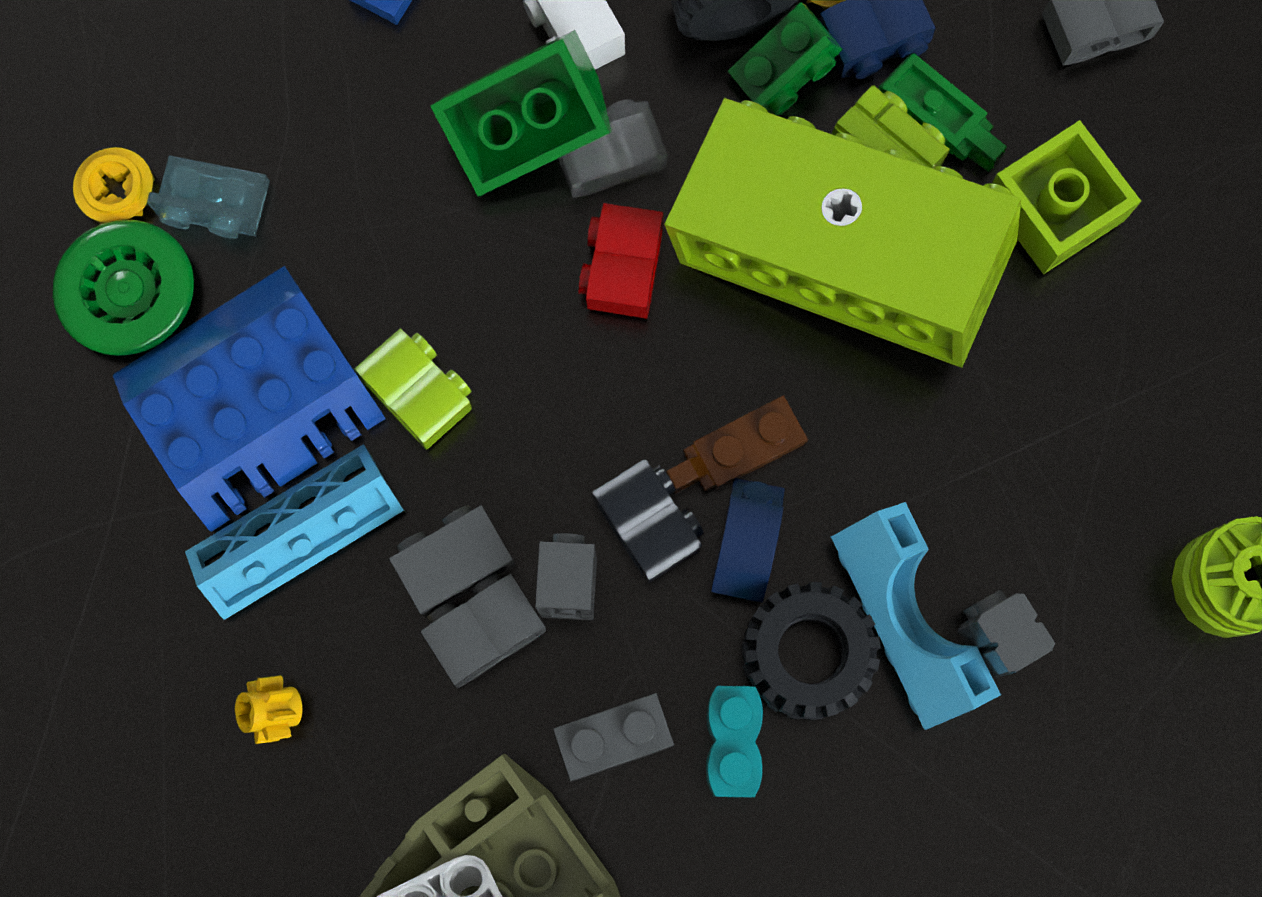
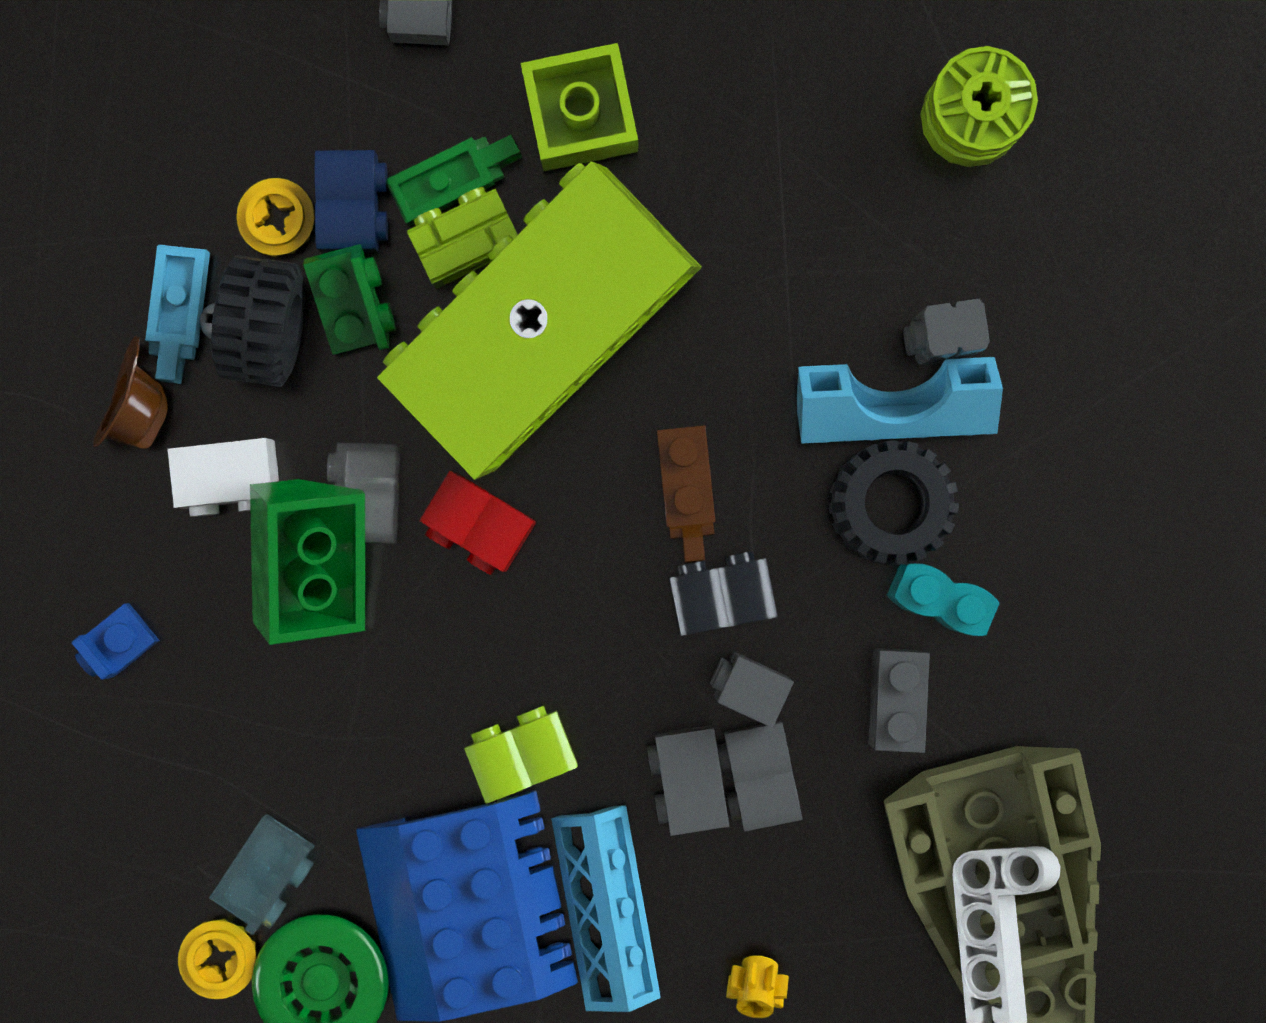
camera: 70 degrees left, 10 degrees up
(749, 540) = (774, 514): dark blue brick -> none

